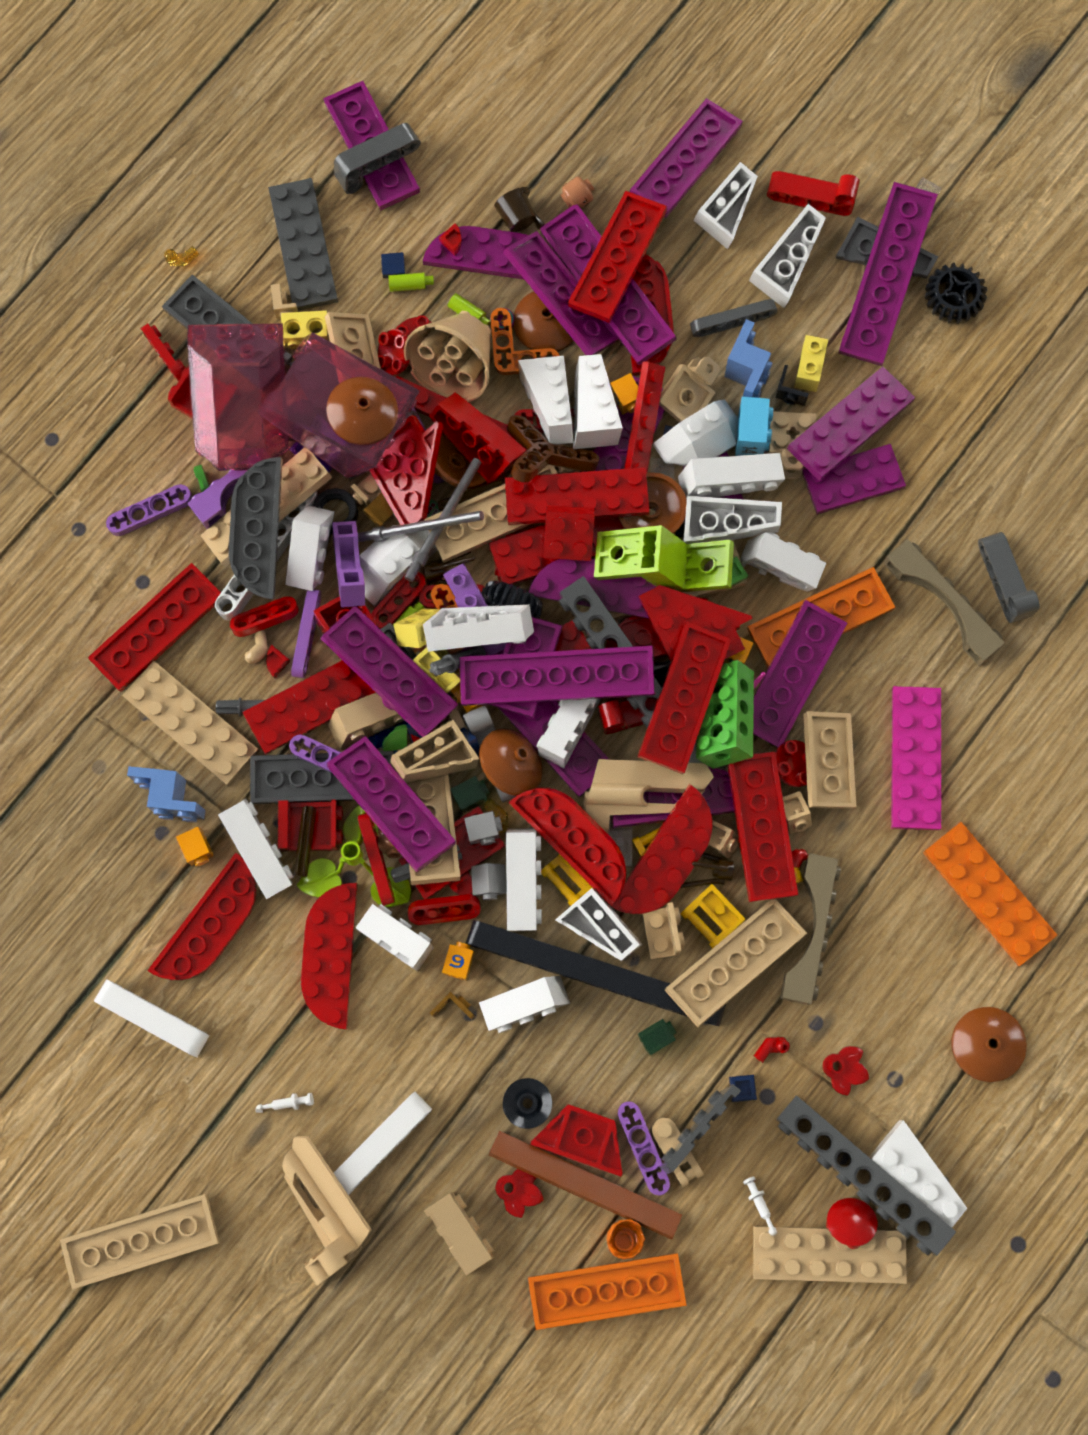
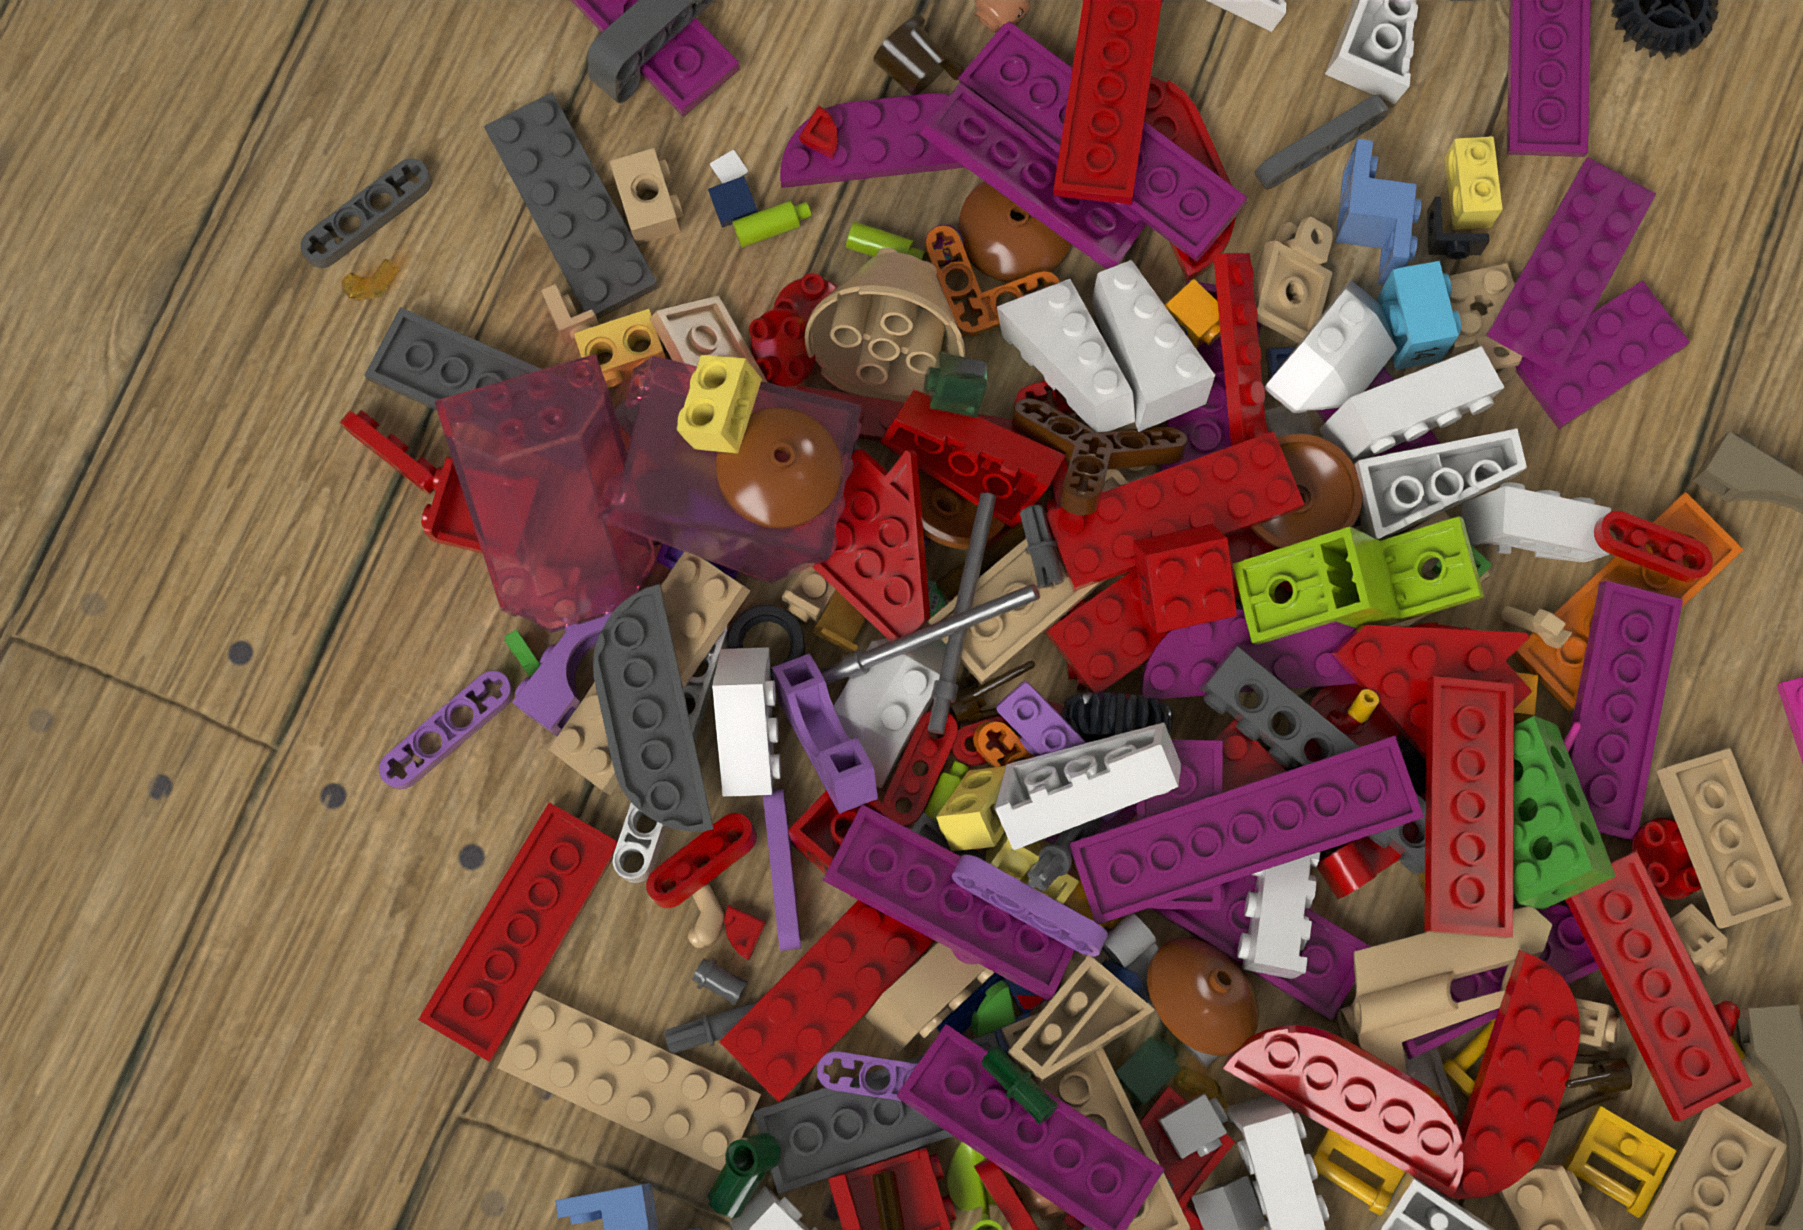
camera: 20 degrees left, 0 degrees up
(188, 214) = (371, 218): none -> dark grey beam
(237, 780) = (743, 1173): none -> dark green piece
(254, 683) = (719, 980): none -> dark grey pin
(338, 366) = (719, 403): none -> light yellow brick
(343, 236) = (652, 217): none -> tan brick
(392, 775) = (1019, 1085): none -> dark green axle
(397, 245) = (729, 167): none -> white sticker
(428, 684) = (1029, 905): none -> medium lavender beam
(478, 394) = (956, 384): none -> clear green brick
(496, 495) = (1041, 546): none -> dark grey axle
(641, 635) = (1357, 713): none -> arm
(765, 615) = (1543, 623): none -> tan bar
(850, 592) = (1667, 546): none -> red plate

